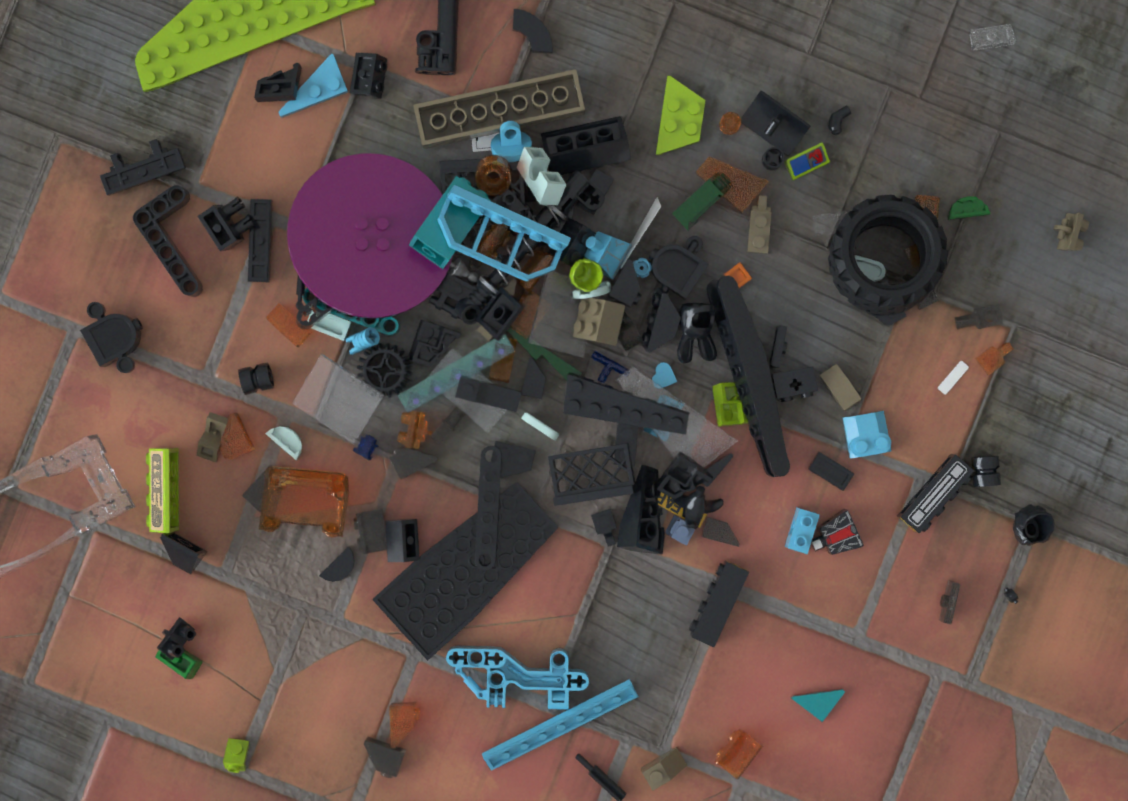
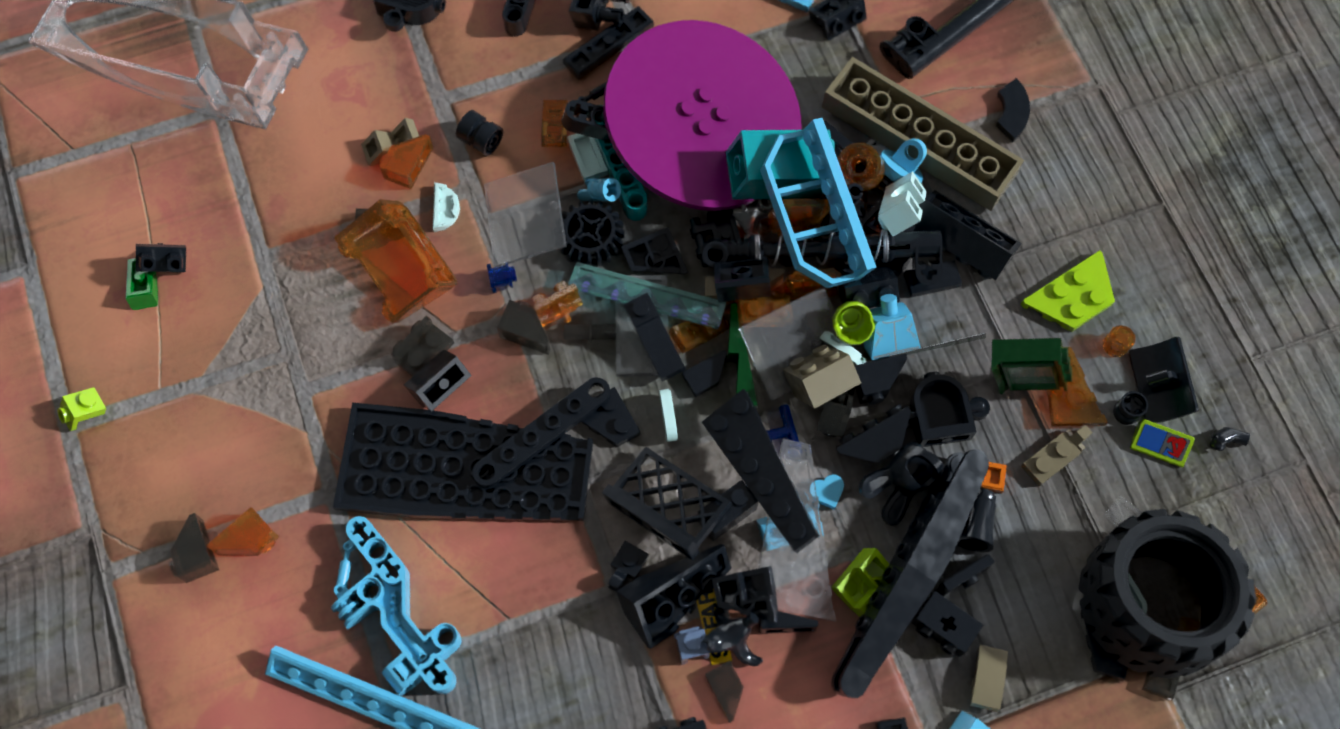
camera: 45 degrees right, 20 degrees down
(163, 490) = (303, 138): lime slope -> none
(182, 551) = (254, 196): black slope -> none
(340, 567) = (361, 350): black tile -> none
(647, 267) = (908, 372): medium azure plate -> none
(758, 310) = (978, 530): none -> black plant
(968, 207) = (1287, 644): green tile -> none

